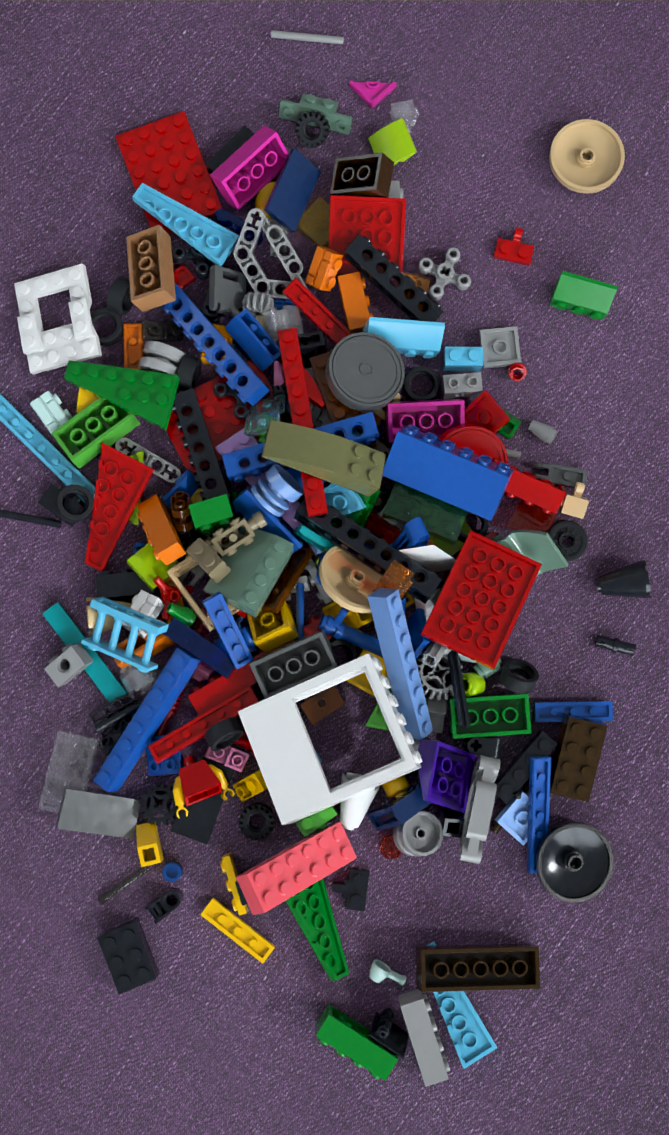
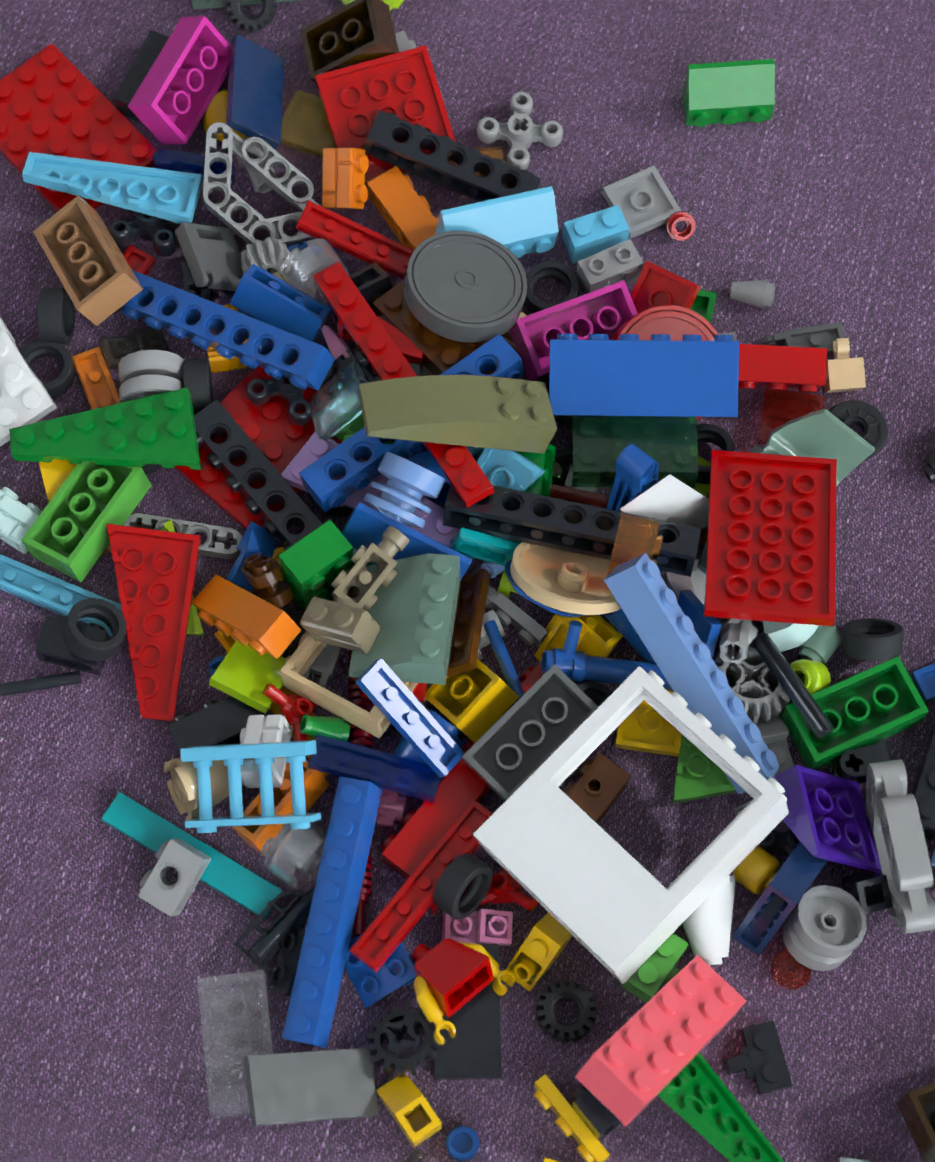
camera: 20 degrees left, 15 degrees down
(514, 250) = (604, 70): red plate -> none

